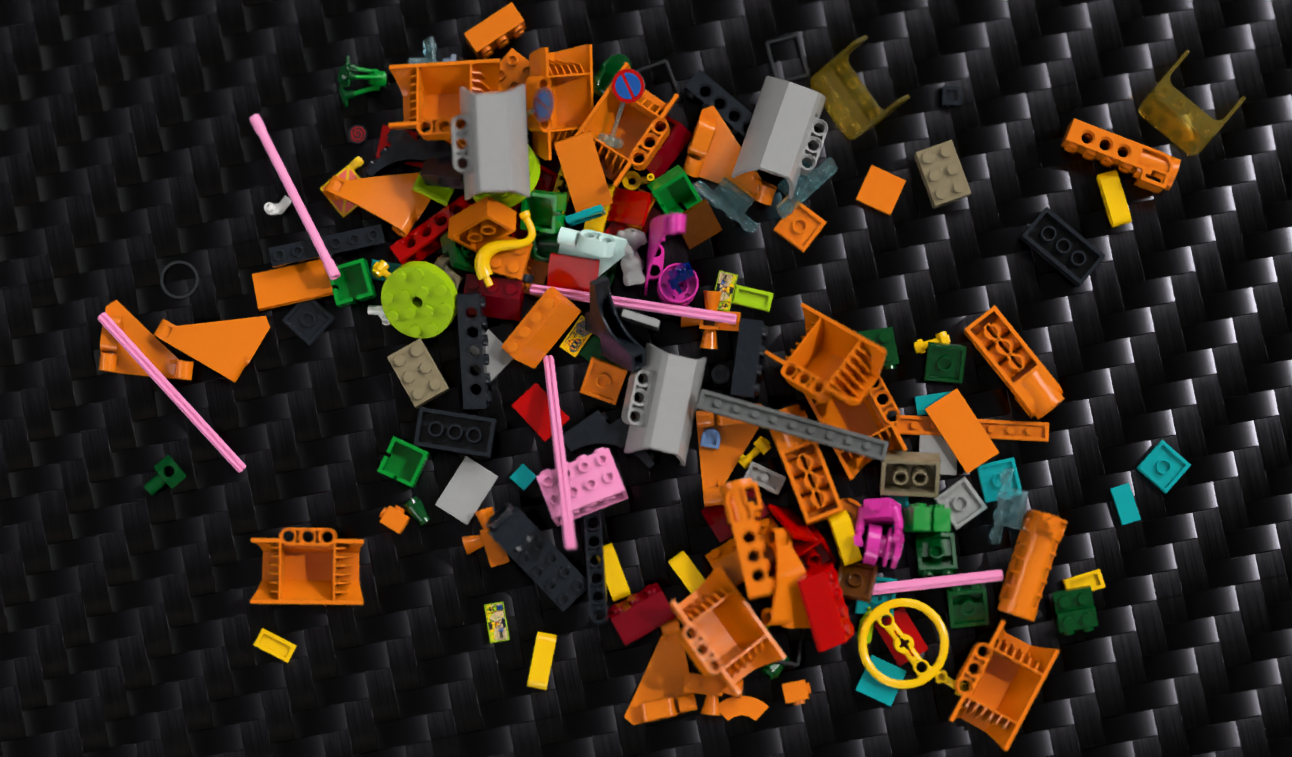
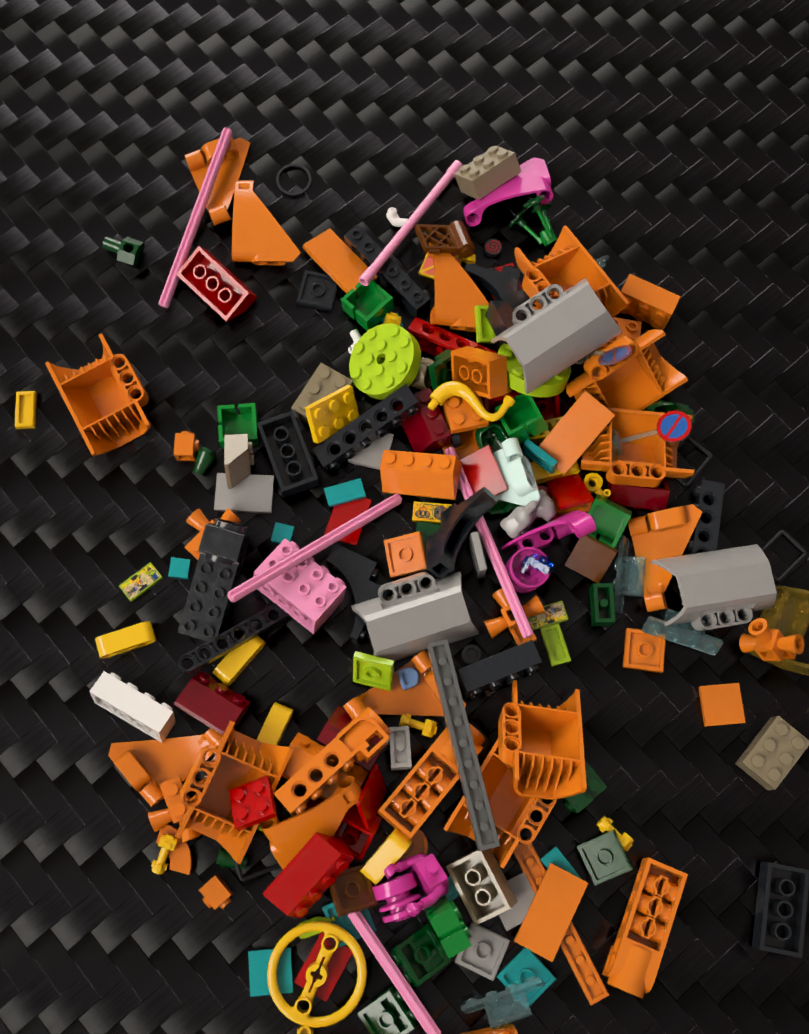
camera: 55 degrees right, 10 degrees down
(252, 410) = (216, 284): none -> red slope
(283, 97) = (487, 172): none -> dark tan brick
(312, 73) = (531, 180): none -> dark pink panel
(333, 164) = (456, 236): none -> reddish brown piece
(435, 478) = (237, 458): none -> dark tan slope
(442, 373) = (331, 413): none -> yellow plate
(503, 582) = (179, 568): none -> teal tile
(517, 402) = (344, 492): none -> teal tile
(606, 681) = (132, 706): none -> white brick
(689, 465) = (373, 671): none -> lime tile
(734, 711) = (166, 842): none -> yellow bar
(742, 239) = (602, 604): none -> dark green brick
(744, 620) = (252, 803): none -> red plate
(855, 122) = (770, 643): none -> orange brick

